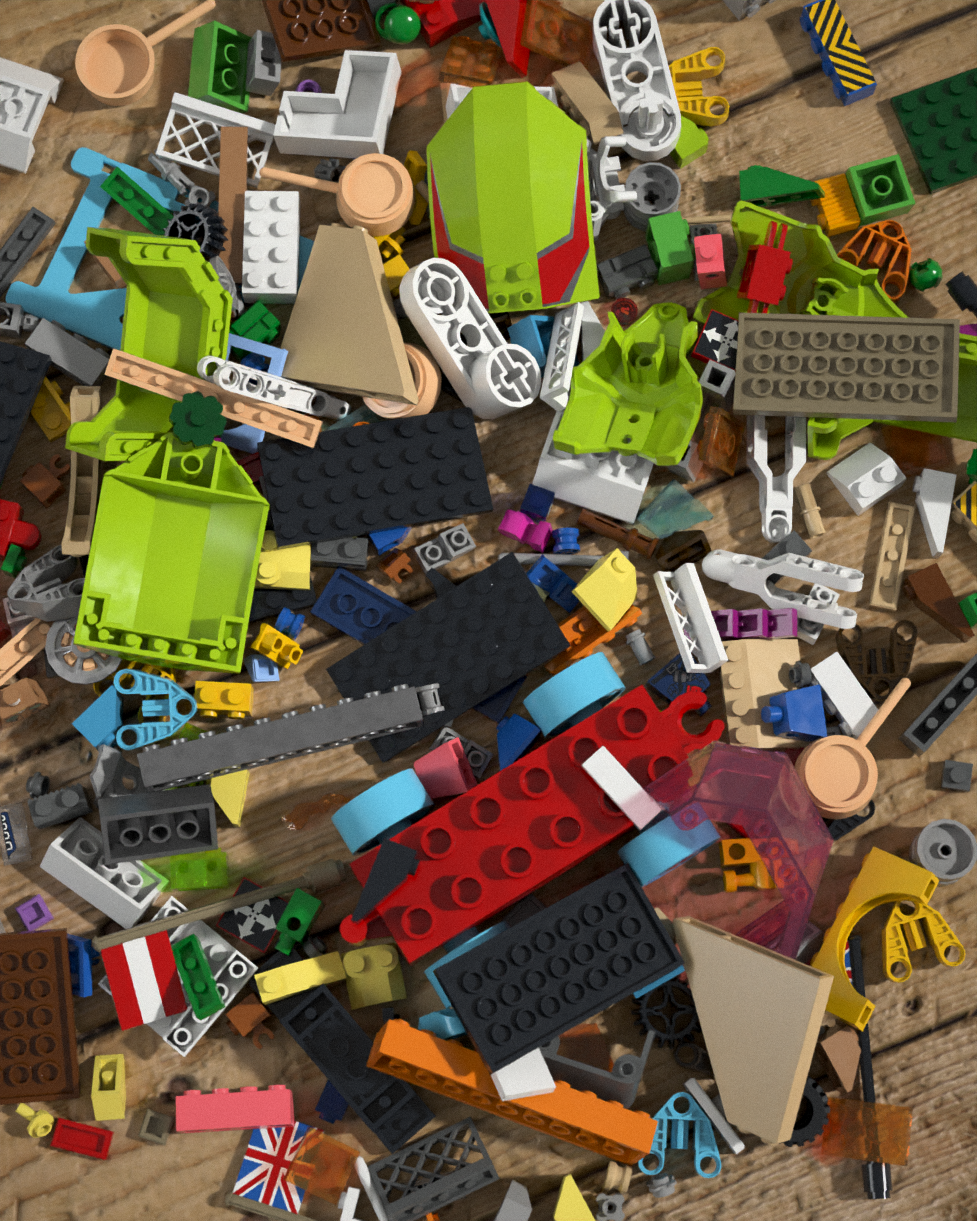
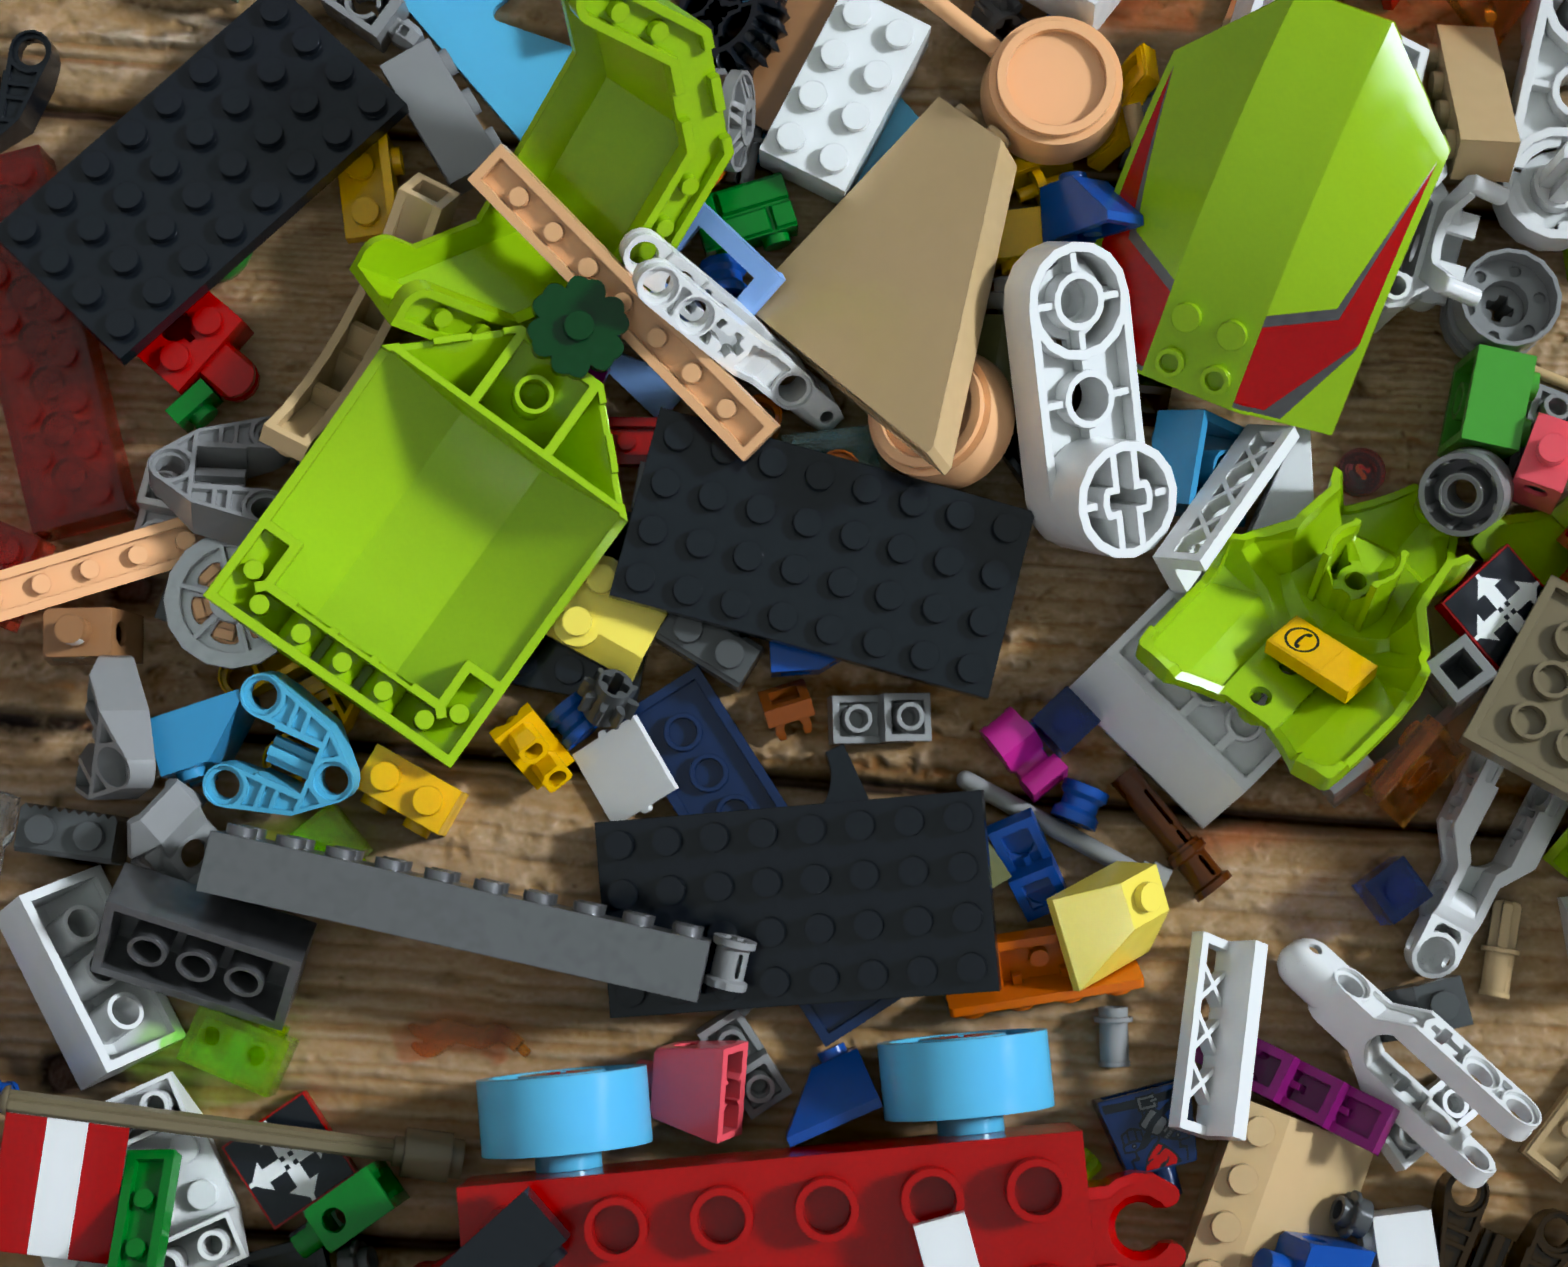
camera: 30 degrees right, 5 degrees up
(37, 785) = (56, 783): dark grey plate -> none
(43, 483) = (303, 304): dark orange brick -> none
(68, 738) = (123, 754): none -> light grey connector
(230, 794) = (343, 956): light yellow slope -> none
(261, 668) = (495, 771): light blue slope -> none
(302, 601) = (607, 698): none -> dark grey gear
(328, 636) = (625, 770): none -> white piece
(420, 245) = (1084, 209): none -> blue slope
(627, 272) = (1398, 411): dark grey brick -> none
(646, 407) = (1321, 659): none -> yellow tile
(668, 303) = (1444, 507): none -> light grey piece
(673, 511) = (1276, 839): clear light blue slope -> none
(682, 548) = (1260, 910): dark brown slope -> none
(741, 507) = (1392, 890): none -> clear blue brick

